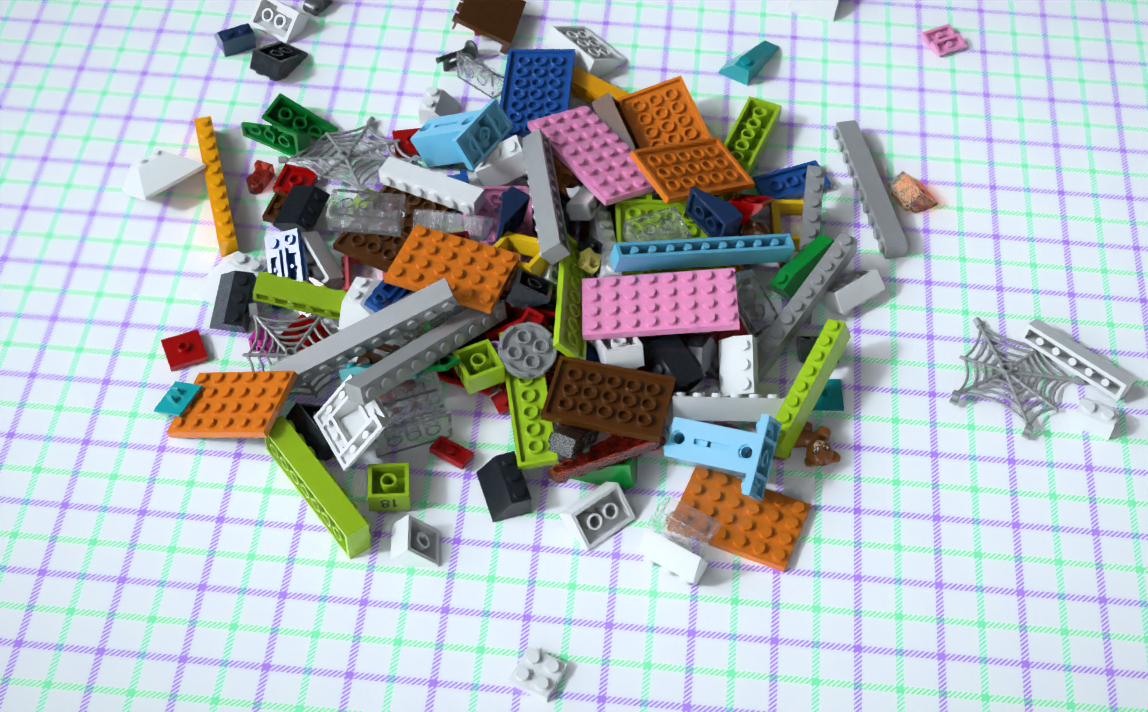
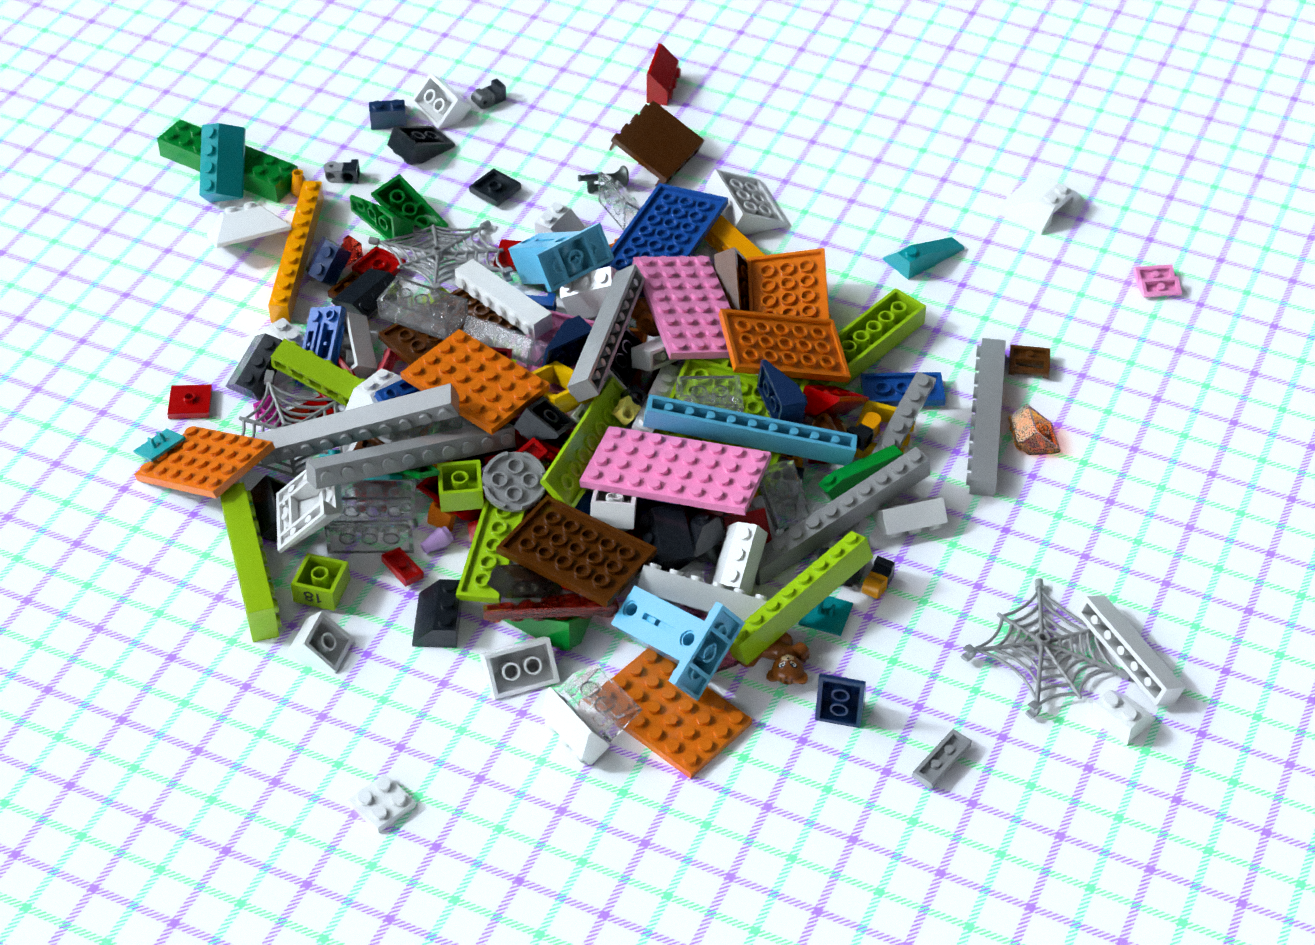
camera: 20 degrees right, 5 degrees down
(111, 115) = (263, 173): none -> green brick
(113, 119) = (222, 162): none -> teal slope
(187, 123) = (297, 181): none -> light orange cone
(220, 102) = (342, 172): none -> leg
(250, 188) = (328, 261): none -> dark blue slope
(363, 85) = (495, 187): none -> black plate
(462, 399) = (440, 519): none -> orange tile
(470, 419) = (438, 539): none -> lavender cone
(787, 223) = (866, 430): none -> leg
(853, 352) = (878, 578): none -> leg
(879, 128) = (1029, 356): none -> reddish brown plate
(879, 468) = (840, 700): none -> dark blue slope
(977, 494) = (941, 758): none -> light grey plate

